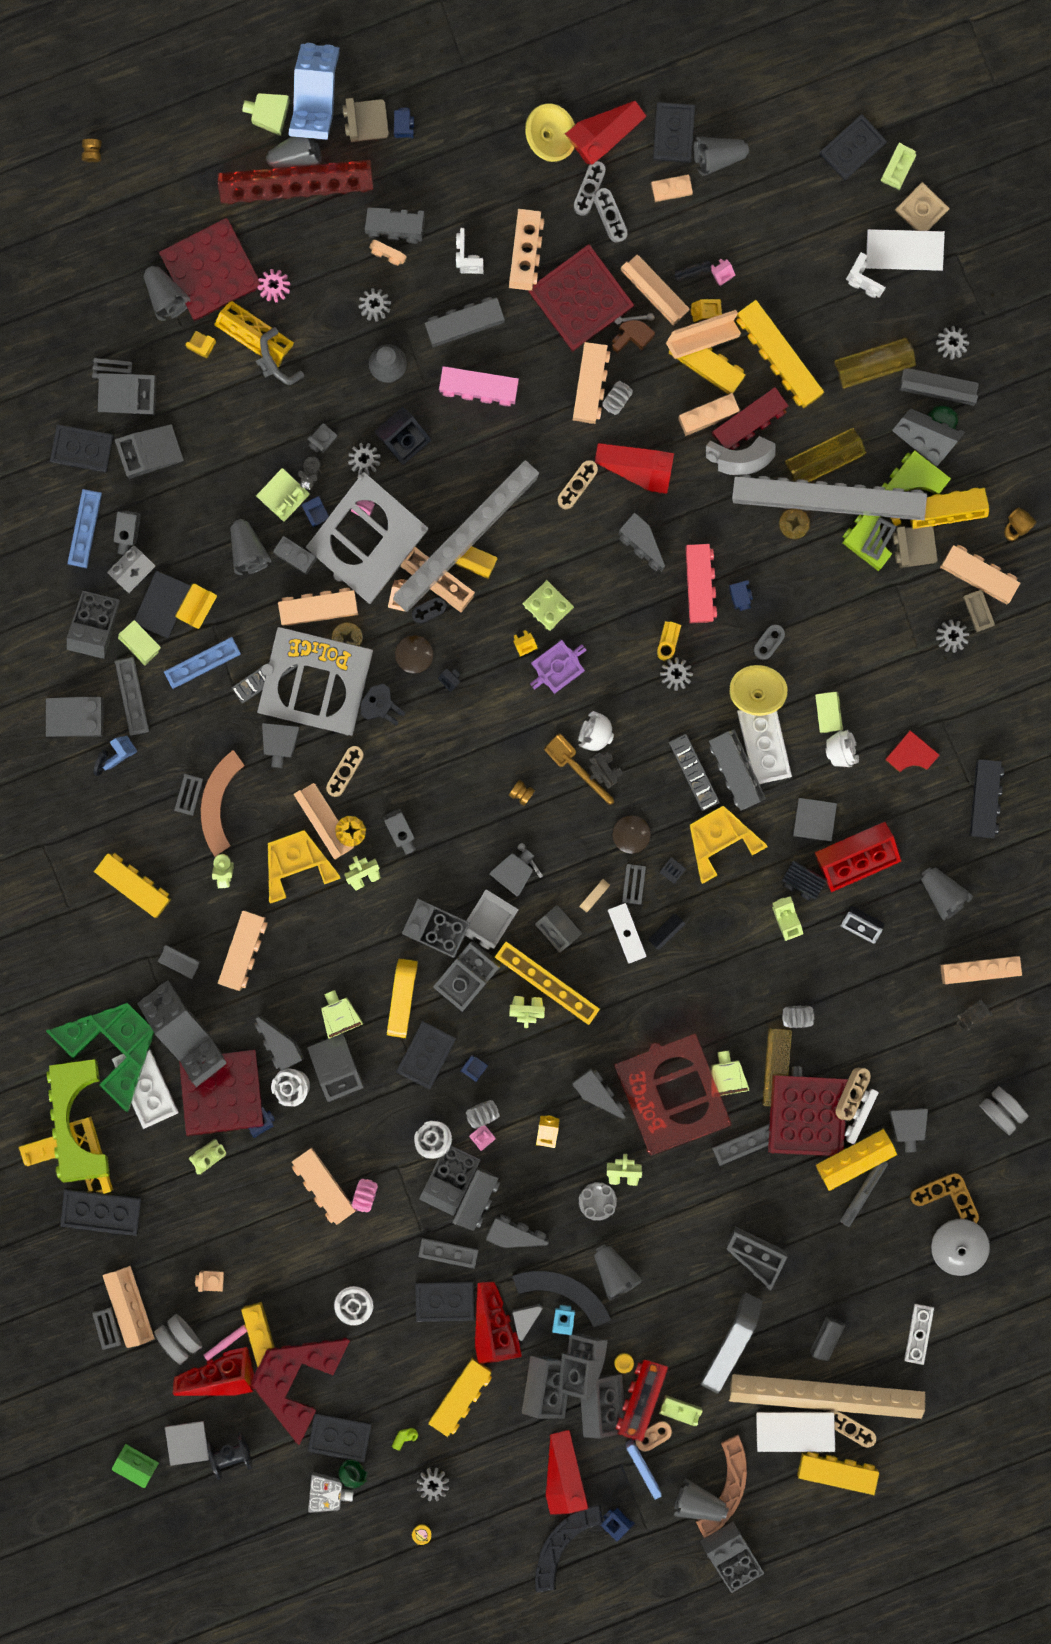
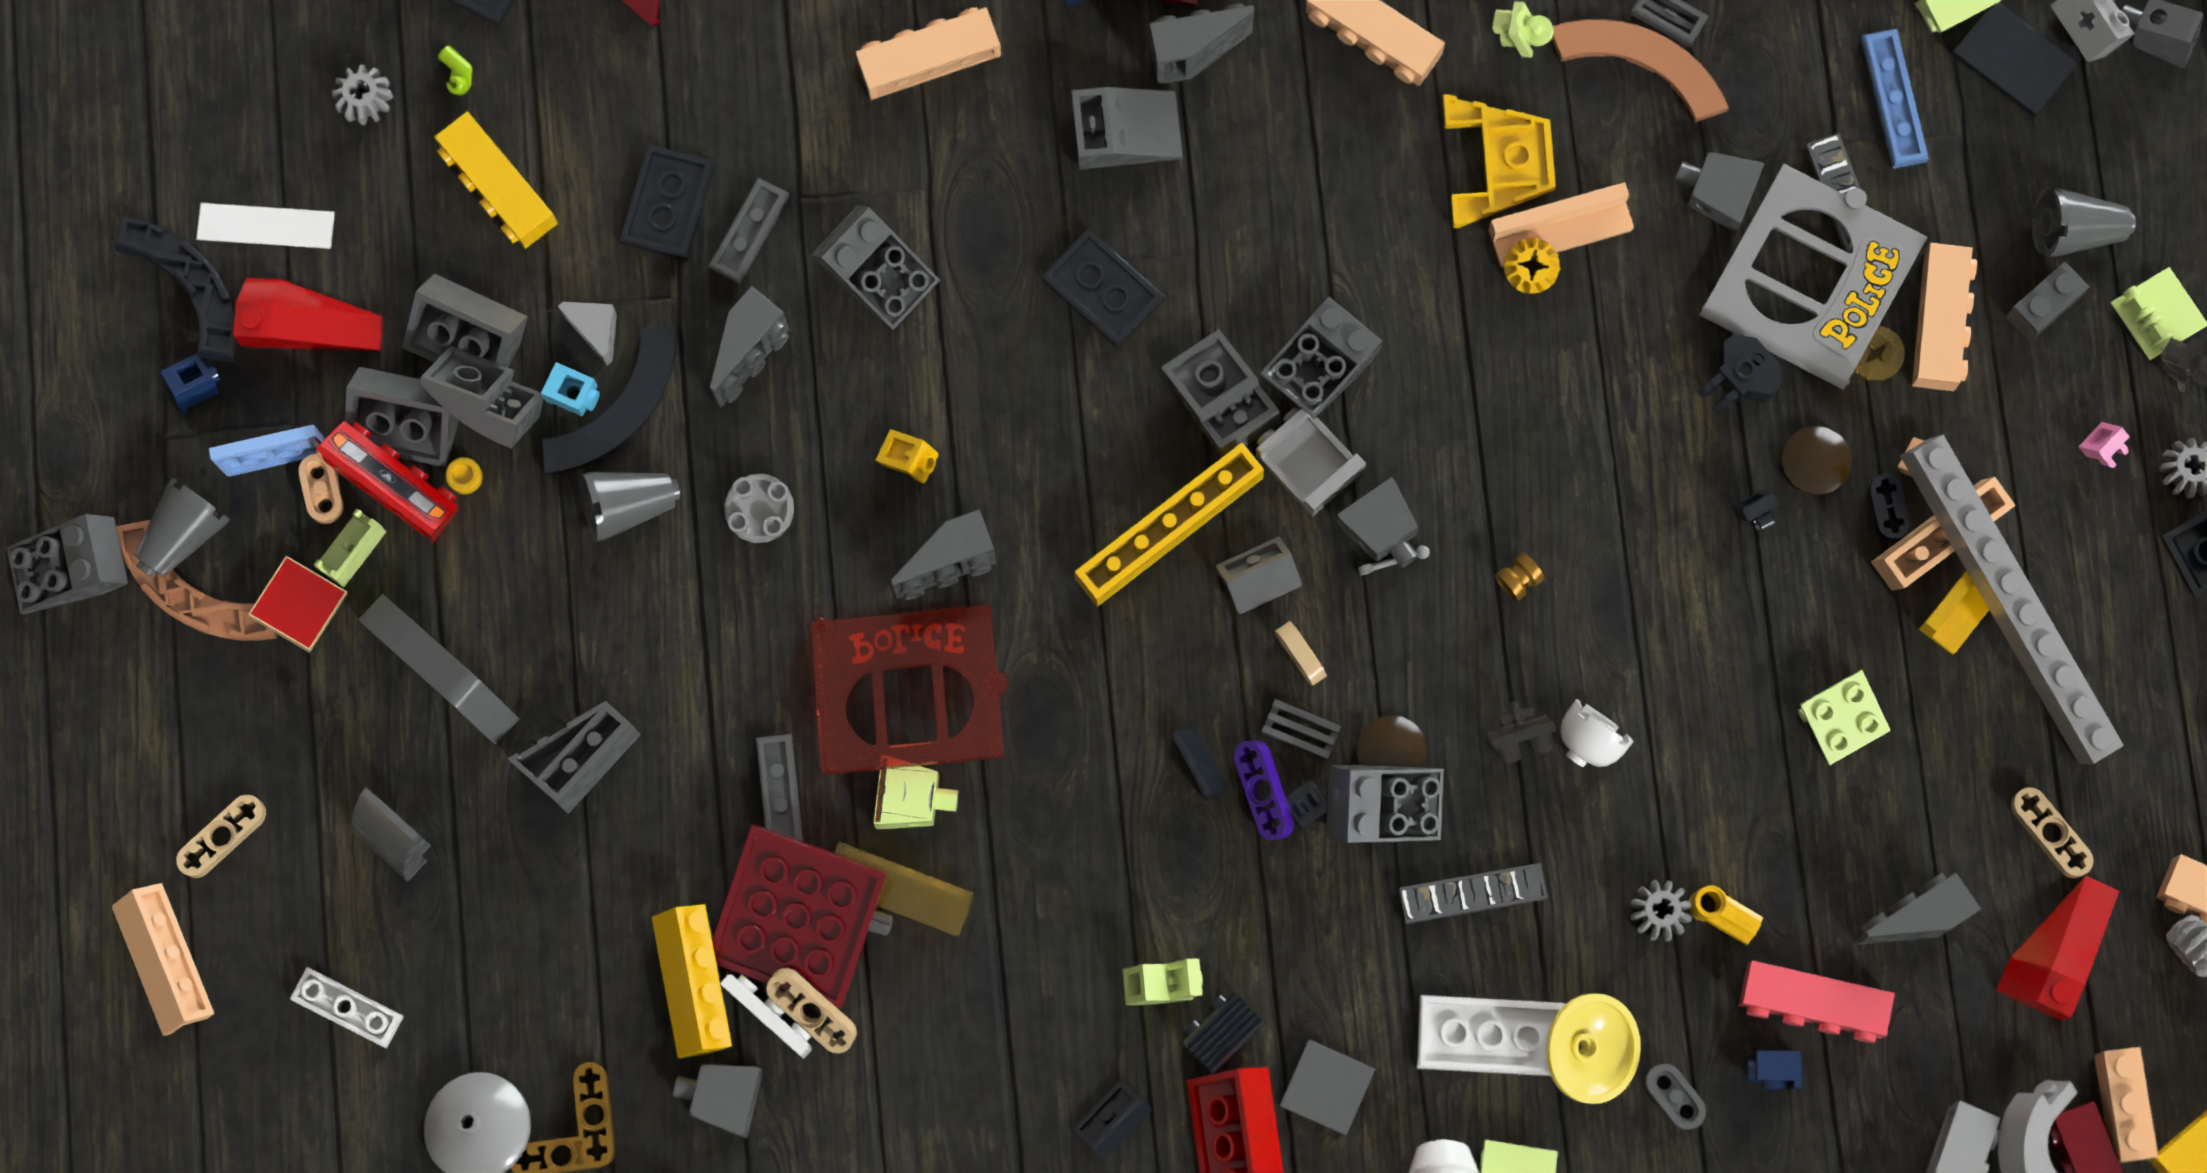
camera: 110 degrees right, 10 degrees down
(195, 606) = (2000, 110): yellow panel -> none
(290, 1087) = (1115, 42): white cone -> none
(315, 511) = (2116, 359): dark blue panel -> none
(339, 1015) = (1215, 158): yellowish green torso -> none
(342, 786) = (1615, 273): tan beam -> none
(353, 1305) = (708, 42): white cone -> none
(361, 869) = (1450, 251): yellowish green hips -> none
(364, 1195) = (891, 113): bright pink gear -> none
(396, 823) = (1525, 348): dark grey torso -> none
(397, 542) = (2032, 479): light grey door -> none
(402, 998) = (1217, 268): yellow beam -> none
(421, 1534) = (284, 55): tile -> none
(433, 1139) = (951, 253): white cone -> none
(474, 1068) = (1056, 359): dark blue panel -> none
(476, 1199) = (827, 297): dark grey slope -> none
(482, 1114) = (972, 350): light grey gear -> none
(482, 1137) = (931, 343): bright pink tile -> none
(493, 1333) = (593, 268): red wedge -> none
(518, 1513) = (265, 225): none -> white sticker
(525, 643) = (1786, 656): yellow tile -> none
(527, 1013) = (1136, 465): yellowish green hips -> none
(558, 666) = (1729, 704): medium lavender plate -> none
(562, 753) = (1570, 668): pearl gold piece -> none
(622, 921) = (1240, 690): white tile -> none
(624, 1168) = (801, 569): yellowish green hips -> none
(662, 830) = (1384, 803): none -> dark grey slope
(680, 882) = (1250, 783): none -> dark purple beam
(717, 832) = (1352, 902): yellow wing -> none
(718, 1428) = (297, 604): none -> red tile
(737, 770) = (1457, 969): dark grey brick -> none
(795, 1432) = (246, 737): white tile -> none
(798, 1016) = (979, 950): light grey gear -> none
(827, 1396) = (289, 808): tan brick -> none
(838, 1473) = (149, 790): yellow brick -> none
(863, 1194) = (627, 979): dark grey axle -> none
(922, 1437) = (162, 958): none -> light nougat panel

